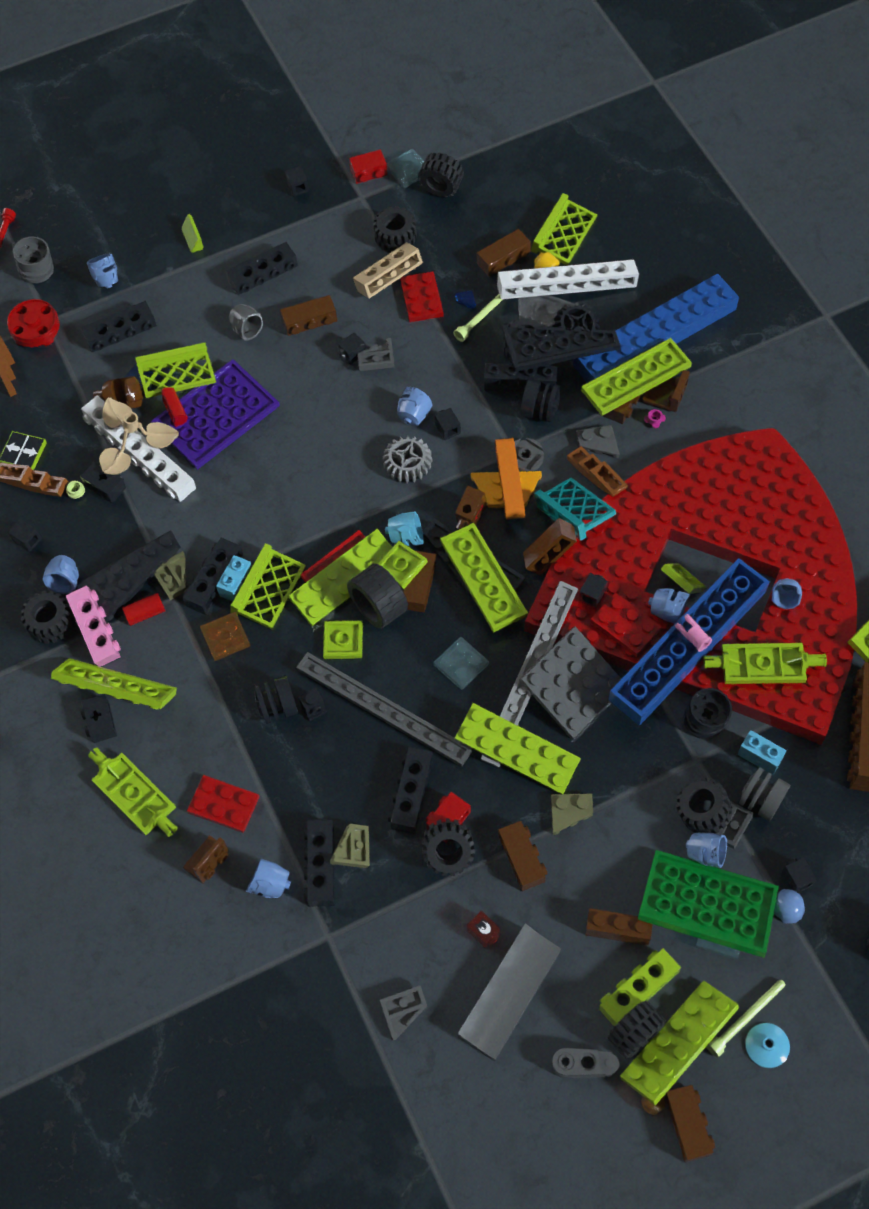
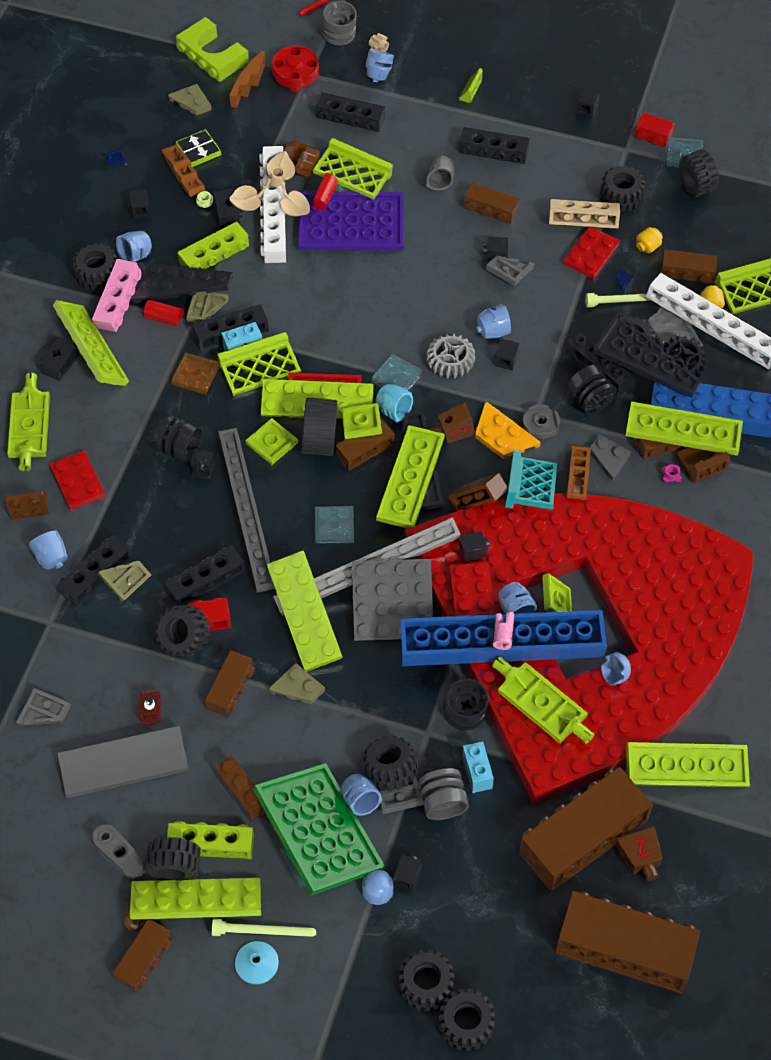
camera: 40 degrees right, 5 degrees down
(82, 254) = (378, 43): none -> tan gear
(132, 499) = (214, 247): none -> lime brick
(380, 506) = (397, 372): none -> clear light blue plate
(455, 254) = (649, 240): none -> yellow head
(509, 478) = (506, 425): orange beam -> none

